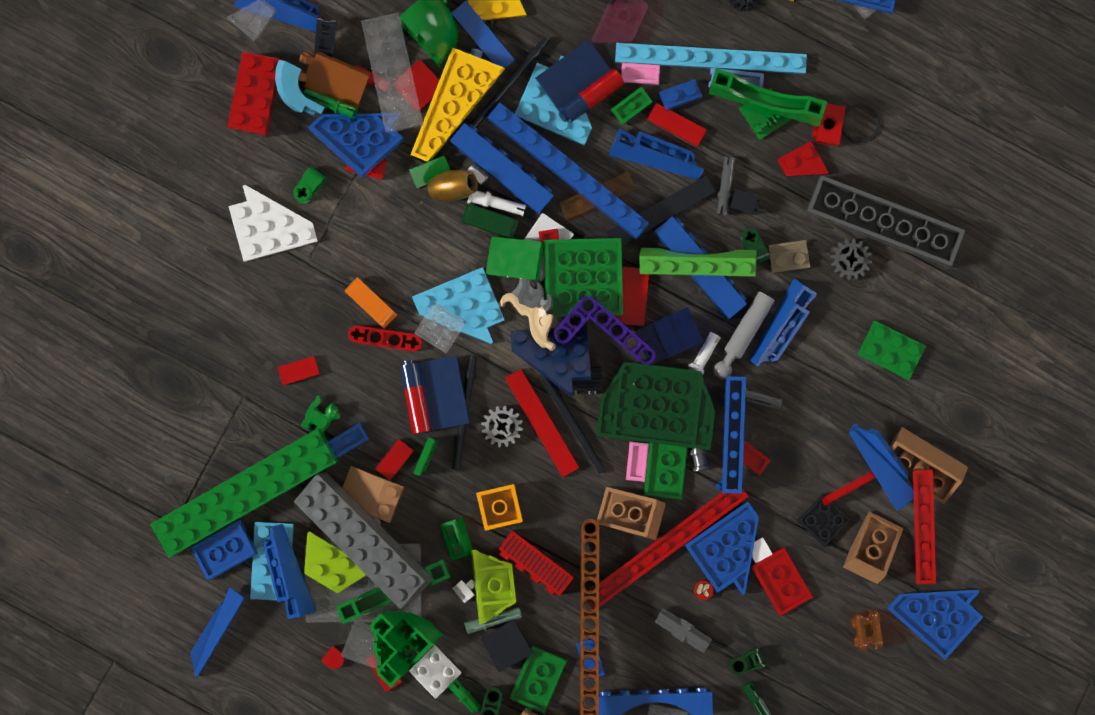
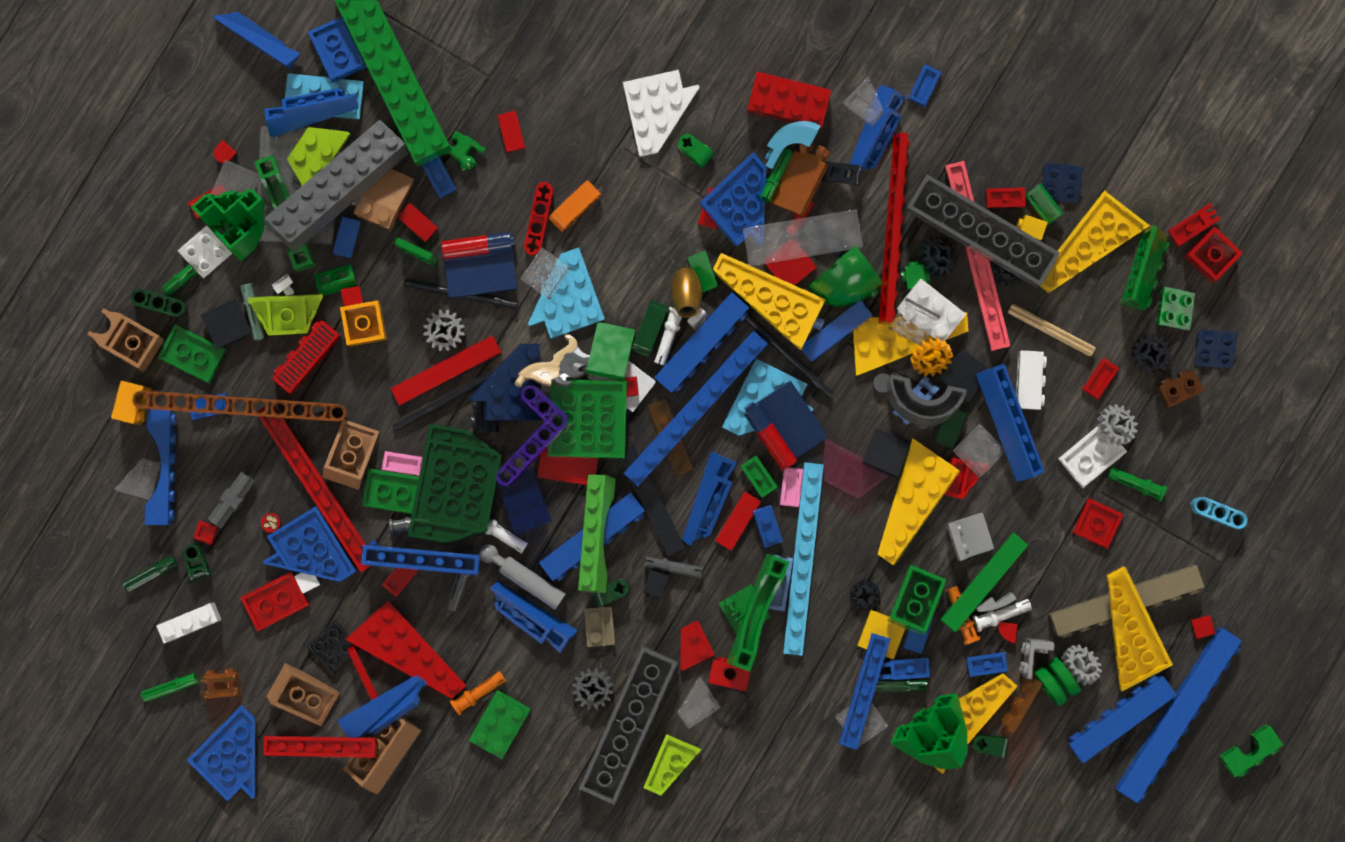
camera: 90 degrees right, 0 degrees up
(413, 530) = (347, 237): none -> blue tile
(473, 521) = (351, 296): none -> red tile
(716, 655) = (205, 532): none -> red tile
(808, 665) = (189, 622): none -> white brick
(819, 453) = (399, 645): none -> red wing
(860, 154) = (698, 704): none -> clear wing
(867, 380) = (470, 697): none -> orange pin
(873, 681) = (170, 687): none -> green axle
(920, 180) = (669, 763): none -> lime wing

